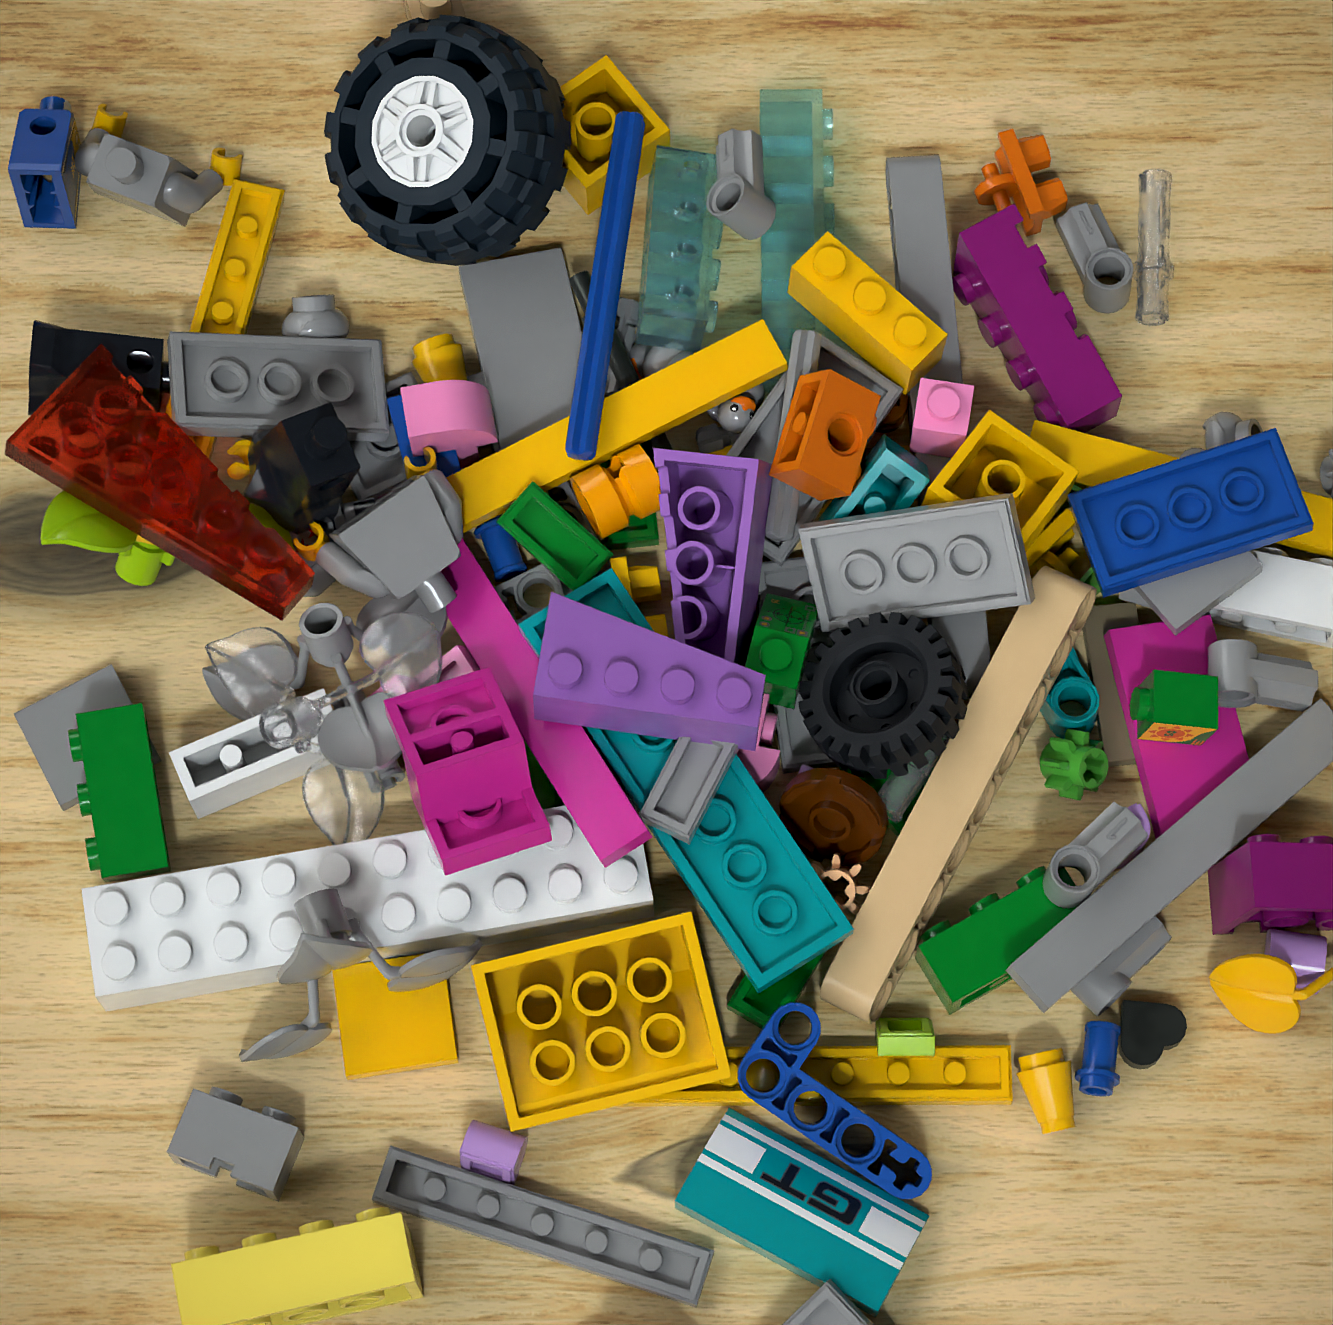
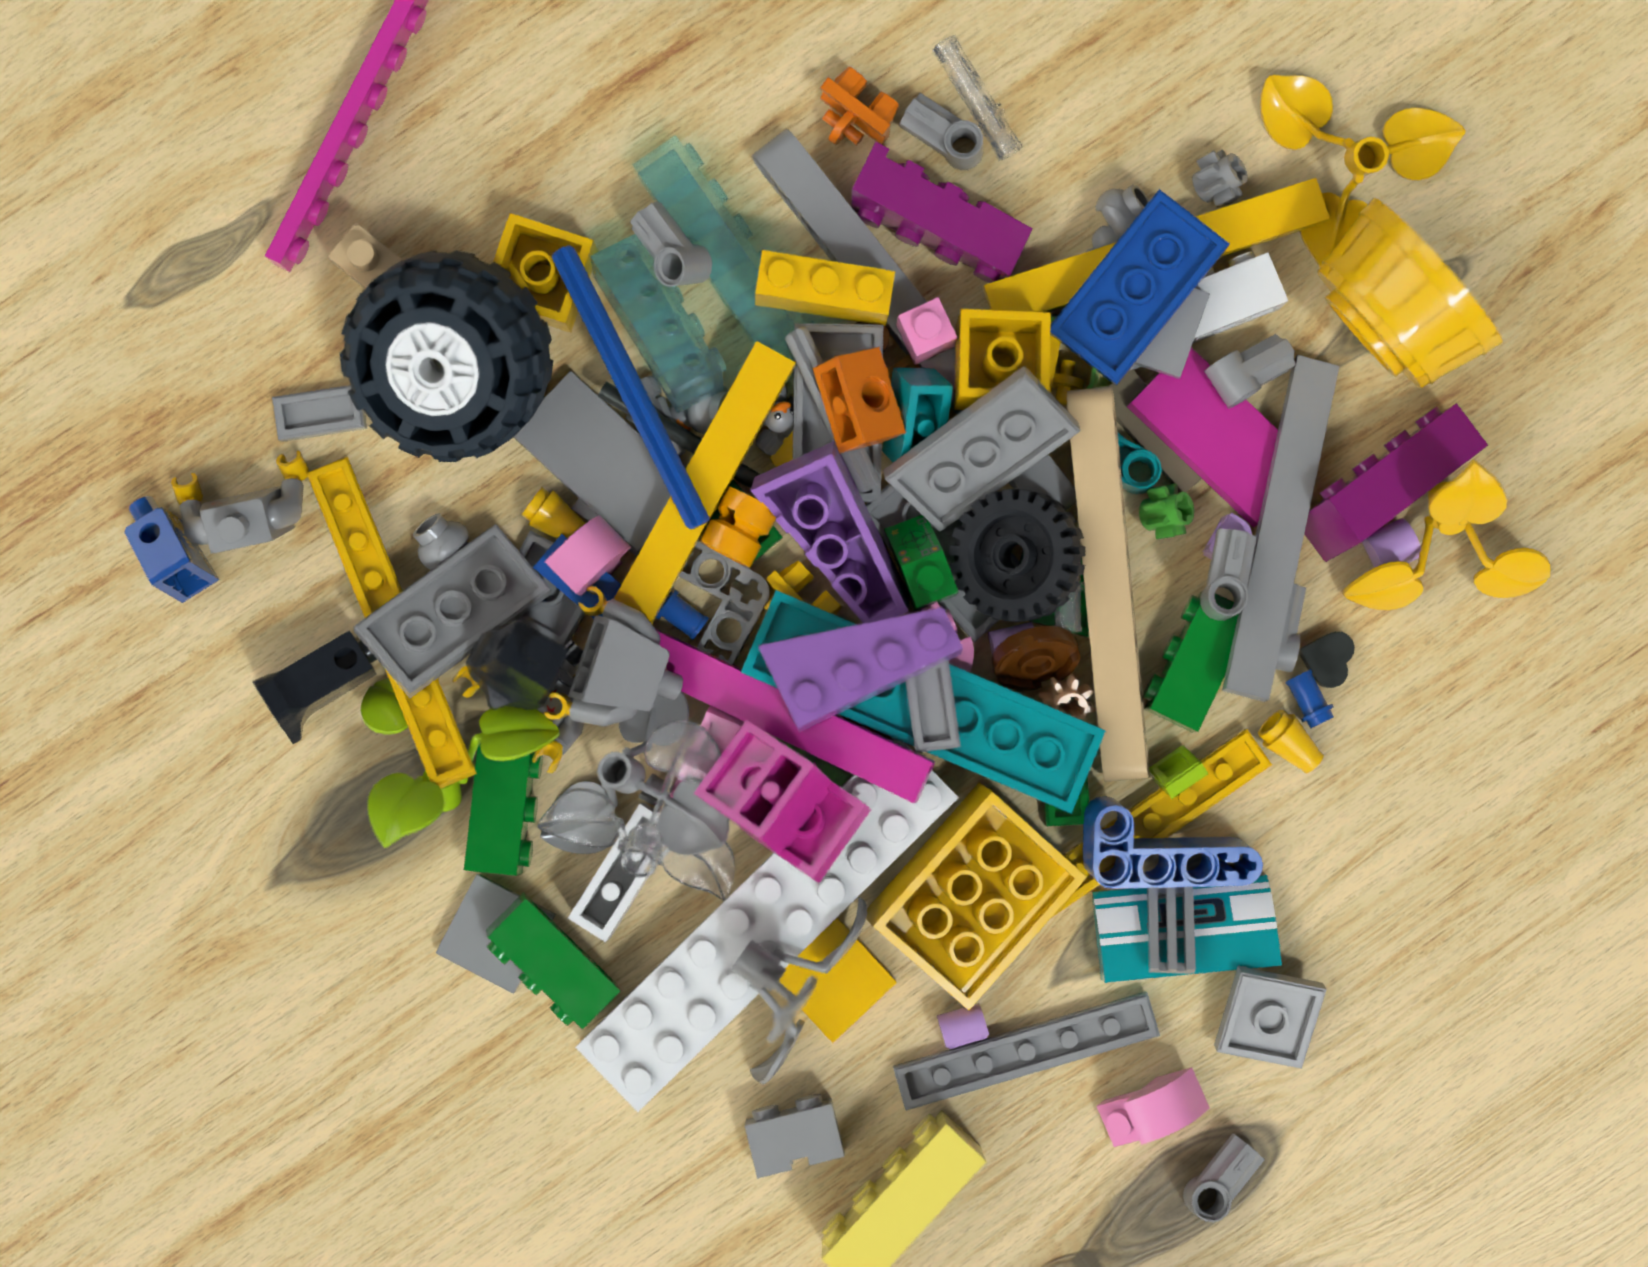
camera: 35 degrees left, 15 degrees up
(149, 476) = (412, 745): clear red wing -> none
(172, 628) = (501, 815): none -> green brick
(283, 135) = (316, 414): none -> light grey tile
(554, 537) = (718, 590): green tile -> none
(808, 1155) = (1171, 965): none -> light grey tile
(1176, 707) = (1214, 430): green brick -> none

